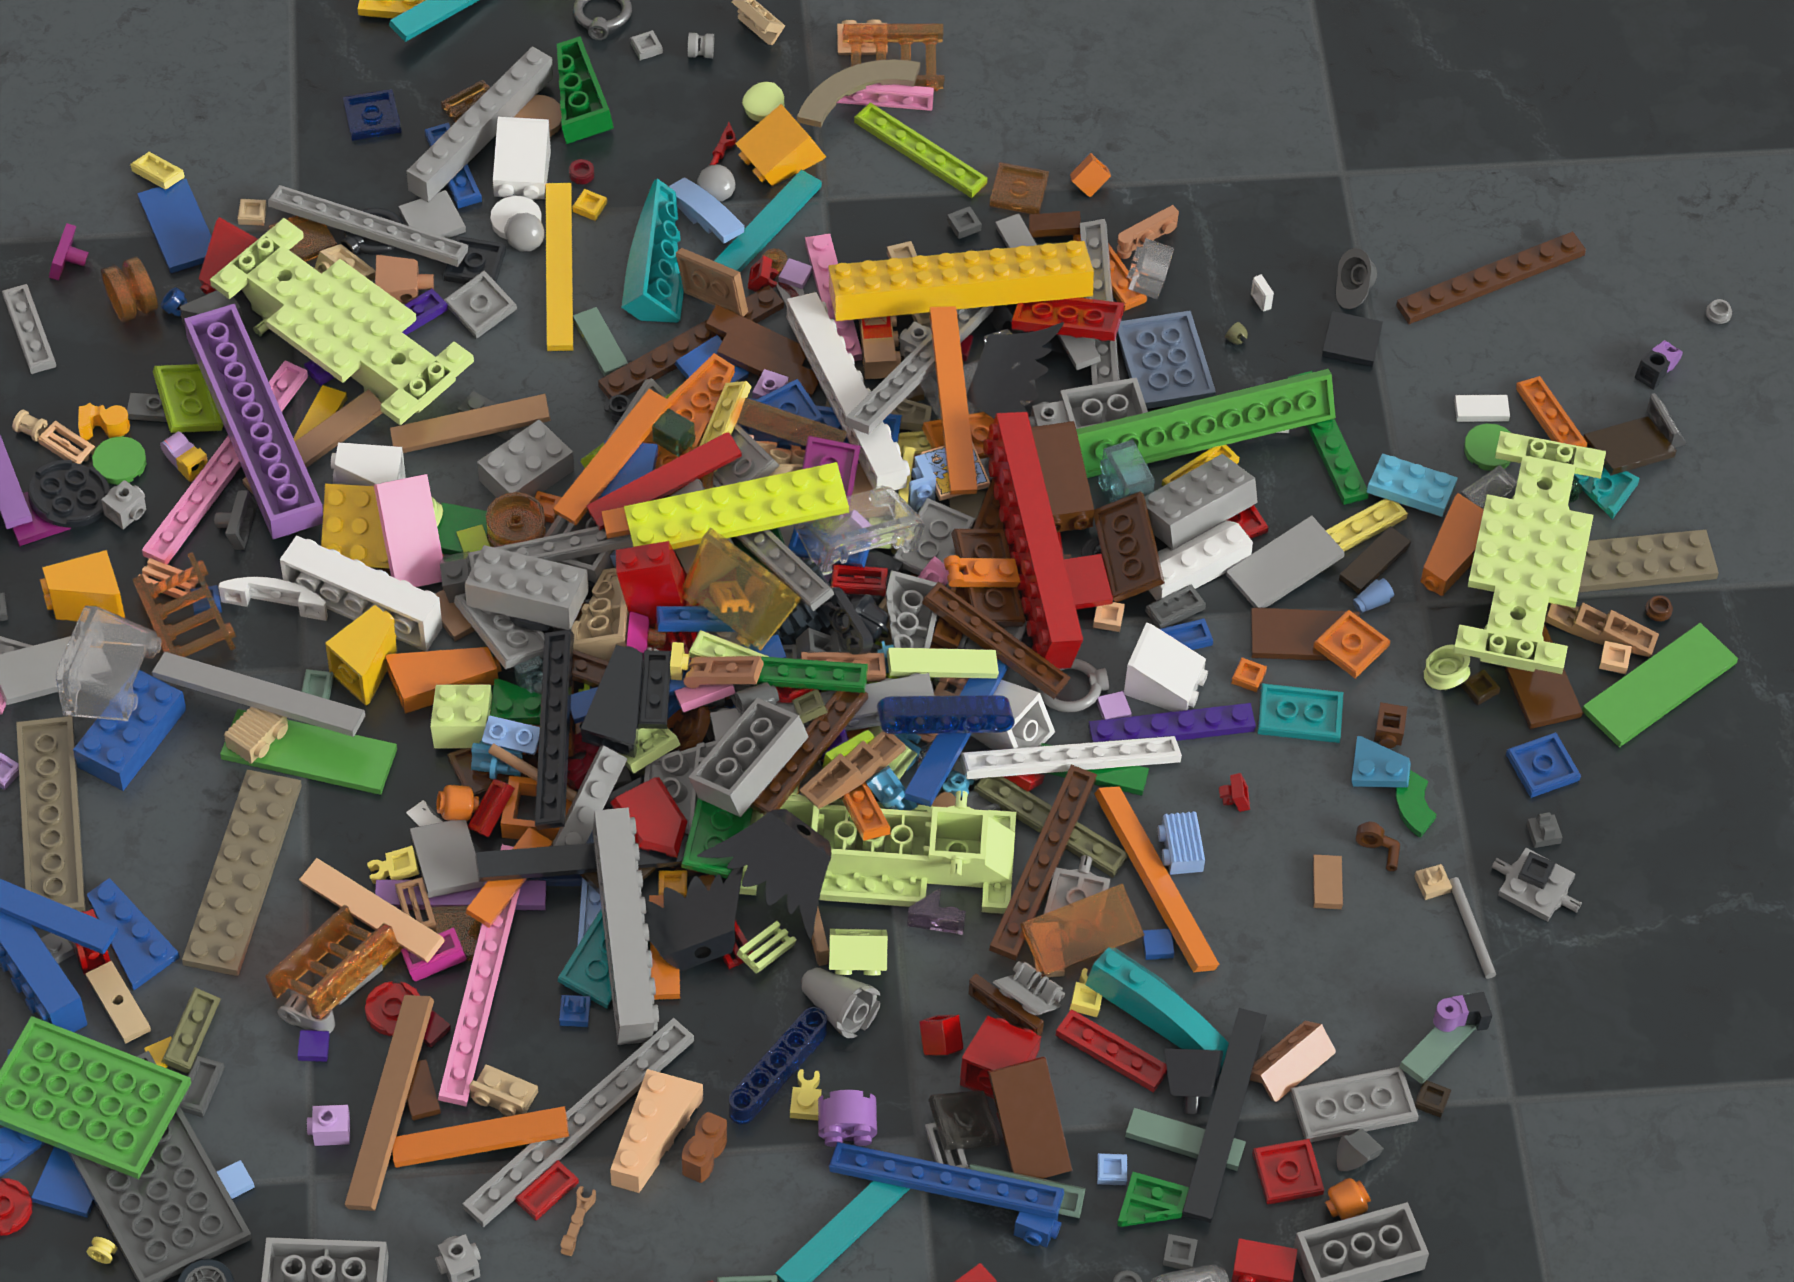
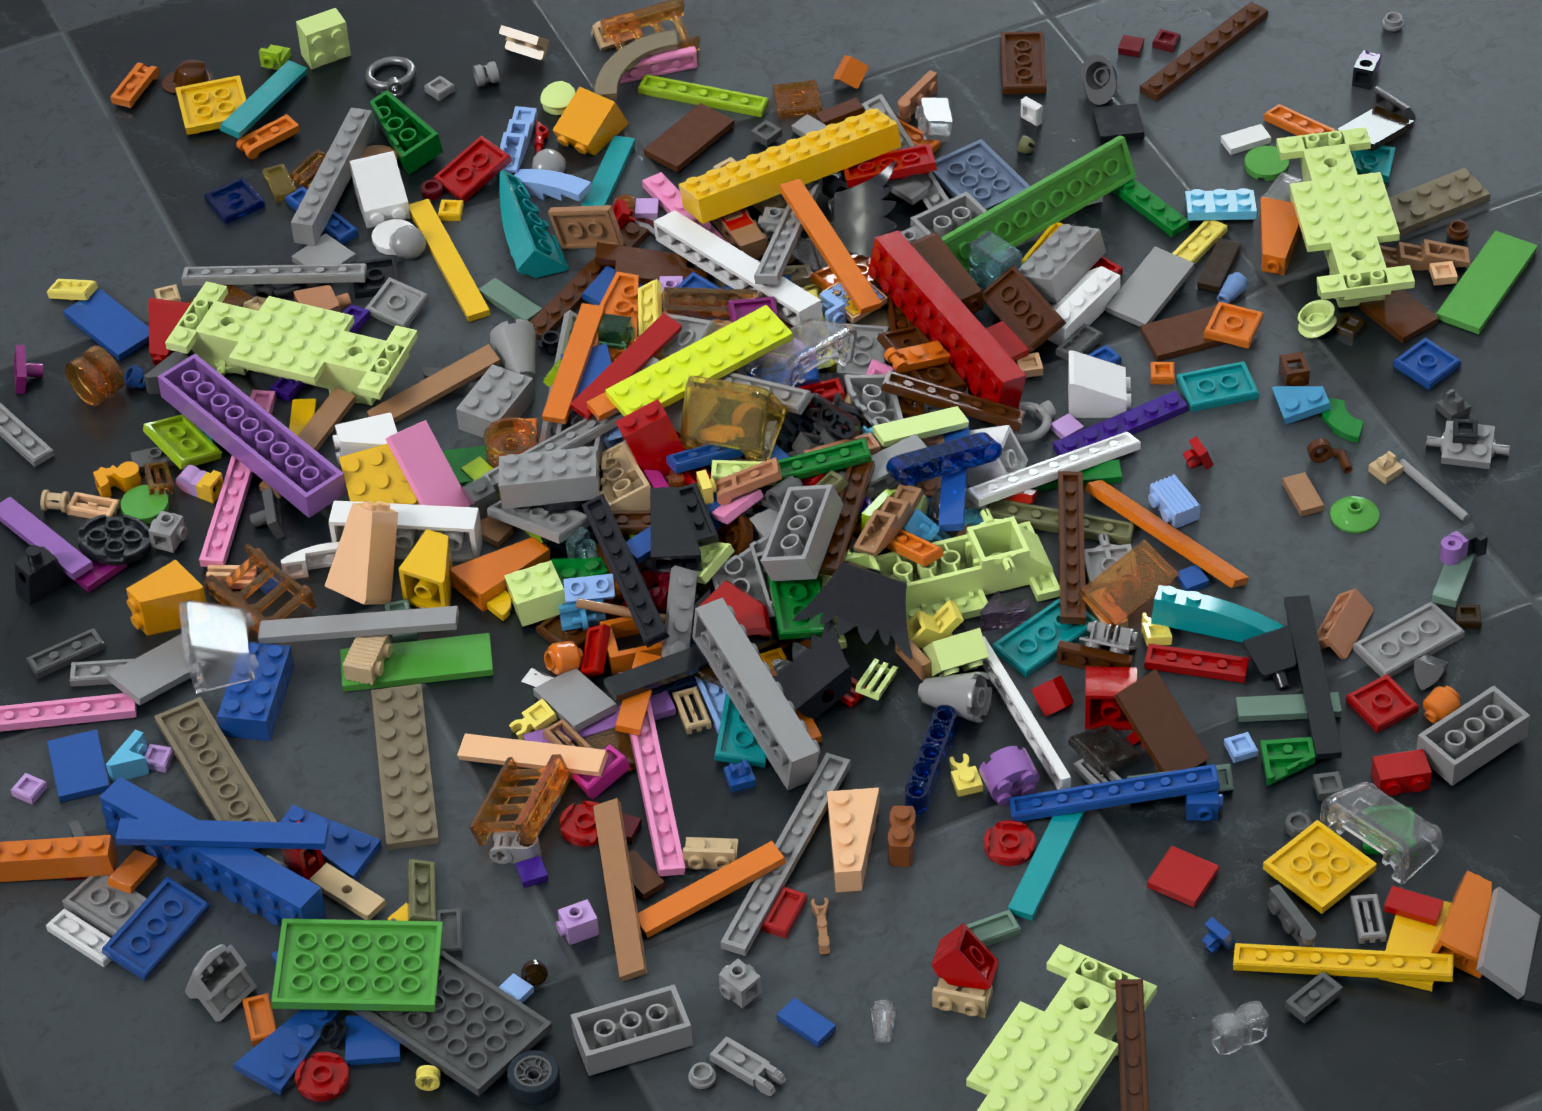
camera: 15 degrees left, 10 degrees down
(32, 1163) = (333, 1033): none -> black plate
(141, 448) = (159, 485): none -> clear orange tile
(261, 1167) = (534, 972): none -> dark brown plate
(300, 614) = (366, 554): none -> light nougat slope
(422, 714) = (500, 605): none -> yellow tile
(427, 107) = (279, 181): none -> clear yellow tile
(439, 46) = (267, 136): none -> orange plate
(561, 932) = (696, 724): none -> tan tile
(575, 408) = (515, 346): none -> light grey cone
(633, 161) = (473, 168): none -> red tile
(696, 140) = (518, 135): none -> light blue slope
(815, 1194) = (1009, 843): none -> red tile
(852, 910) = (927, 628): none -> light yellow brick
(880, 198) = (688, 137): none -> reddish brown tile
(898, 1048) = (1026, 720): none -> white tile
(952, 960) = (1037, 639): none -> teal tile
(1285, 225) = (1023, 62): none -> reddish brown tile
(1368, 935) = (1354, 514): none -> bright green dish
(1413, 243) = (1131, 45): none -> dark red tile
(1456, 249) = (1166, 40): none -> dark red tile

